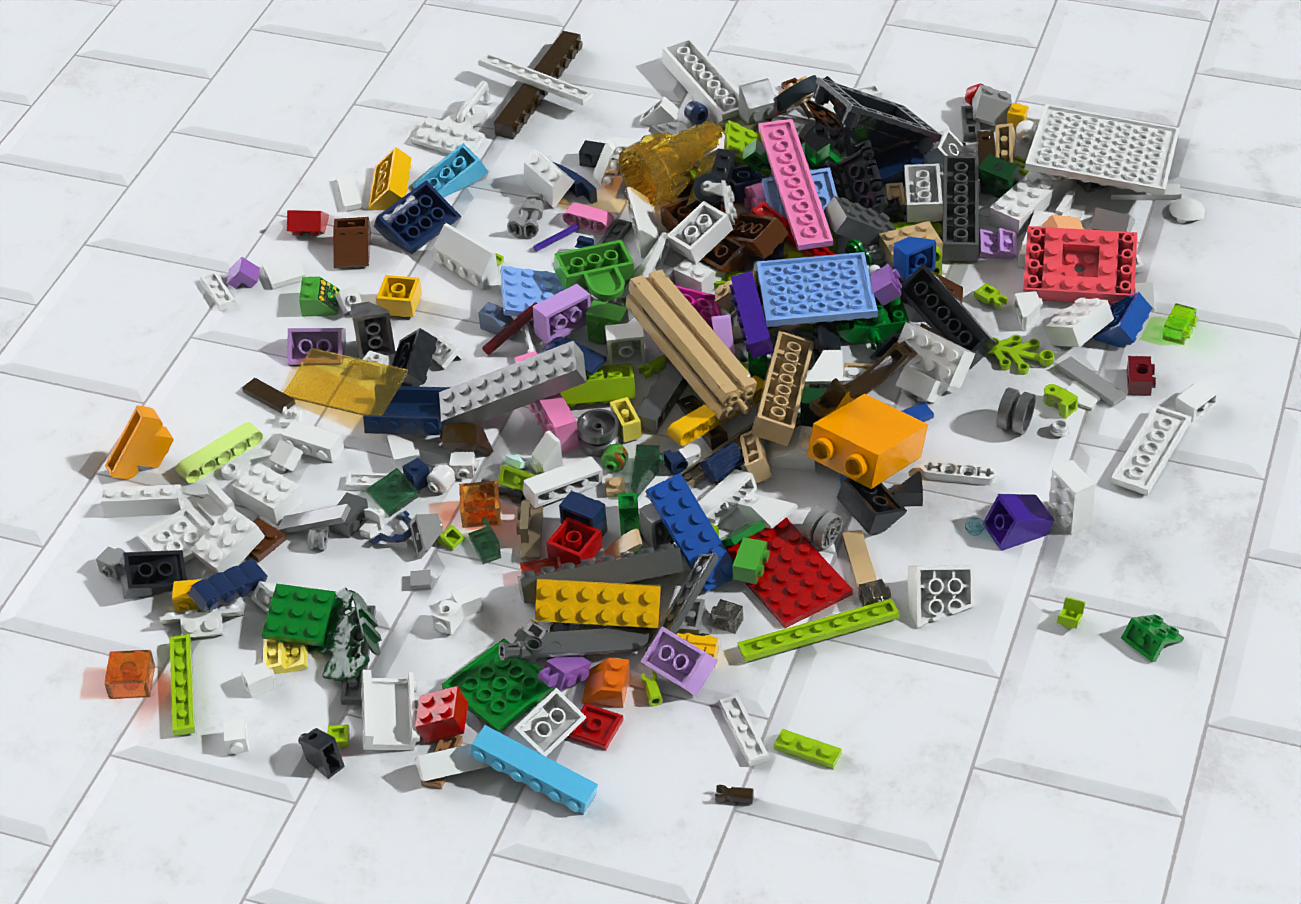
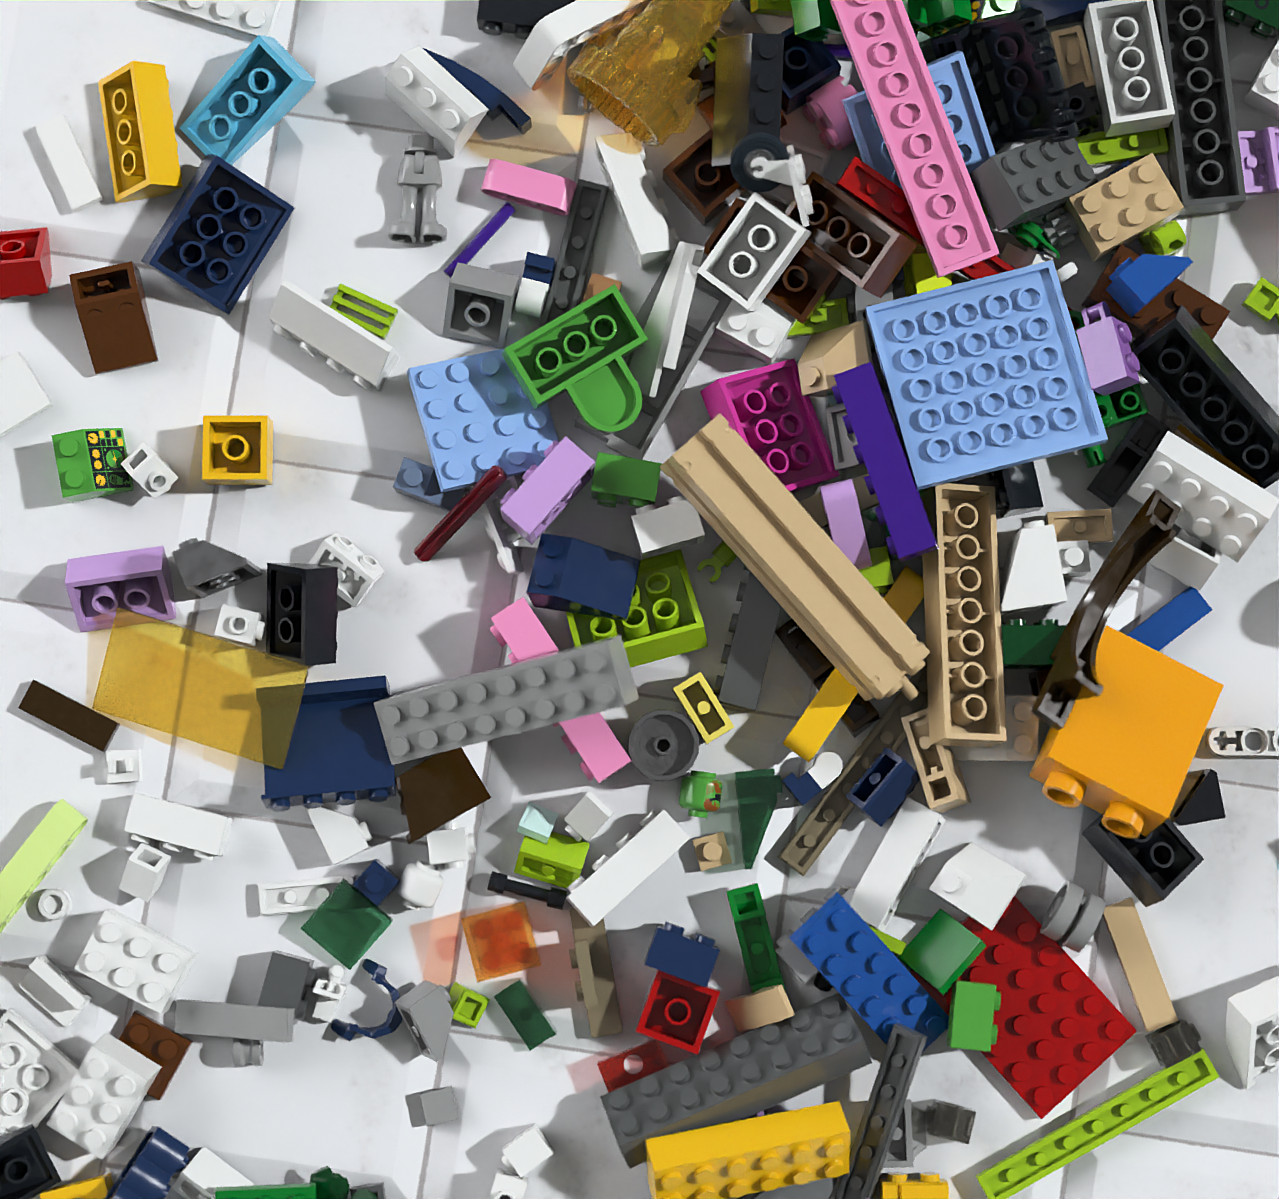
camera: 15 degrees left, 40 degrees up
(542, 254) = (480, 305): none -> light grey slope

